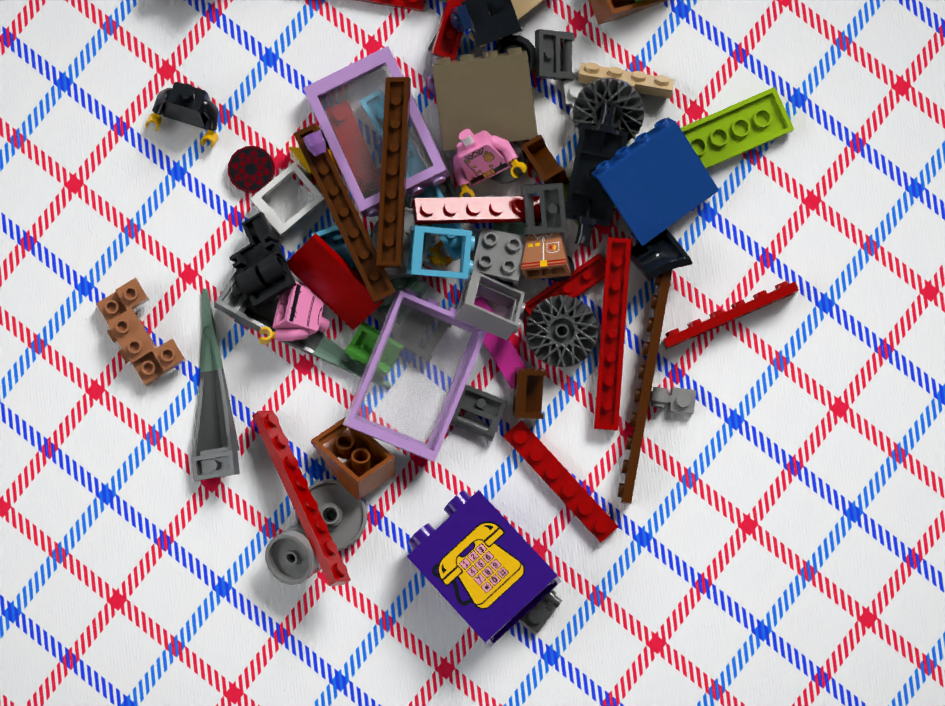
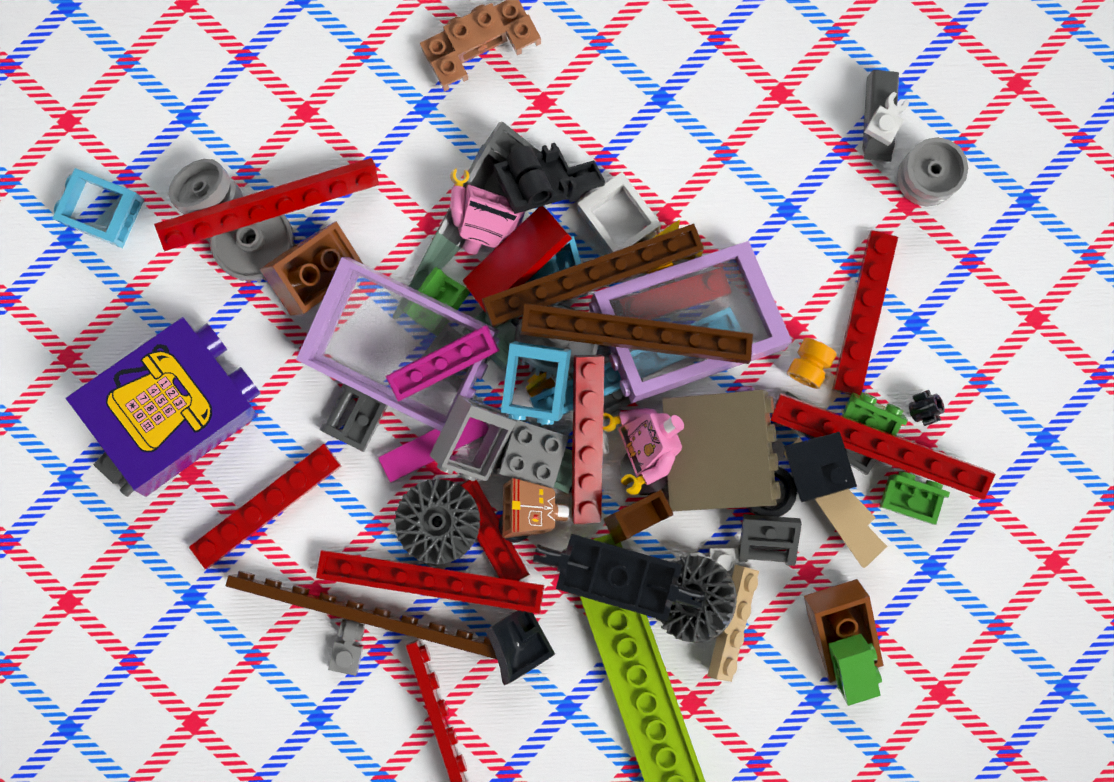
camera: 90 degrees right, 0 degrees up
(187, 106) = (735, 111): black torso -> none
(215, 432) = (356, 117): dark grey plate -> none
(251, 169) = (658, 178): tile -> none
(293, 676) = (122, 219): none -> medium azure window
(315, 143) = (678, 246): medium lavender hose -> none
(400, 28) = (813, 359): none -> light orange wheel
(429, 333) = (442, 363): none -> dark pink tile
(460, 18) = (819, 429): dark blue plate -> none
(528, 393) = (368, 476): reddish brown panel -> none
(551, 205) = (582, 520): dark grey plate -> none
(655, 180) = (607, 649): blue panel -> none

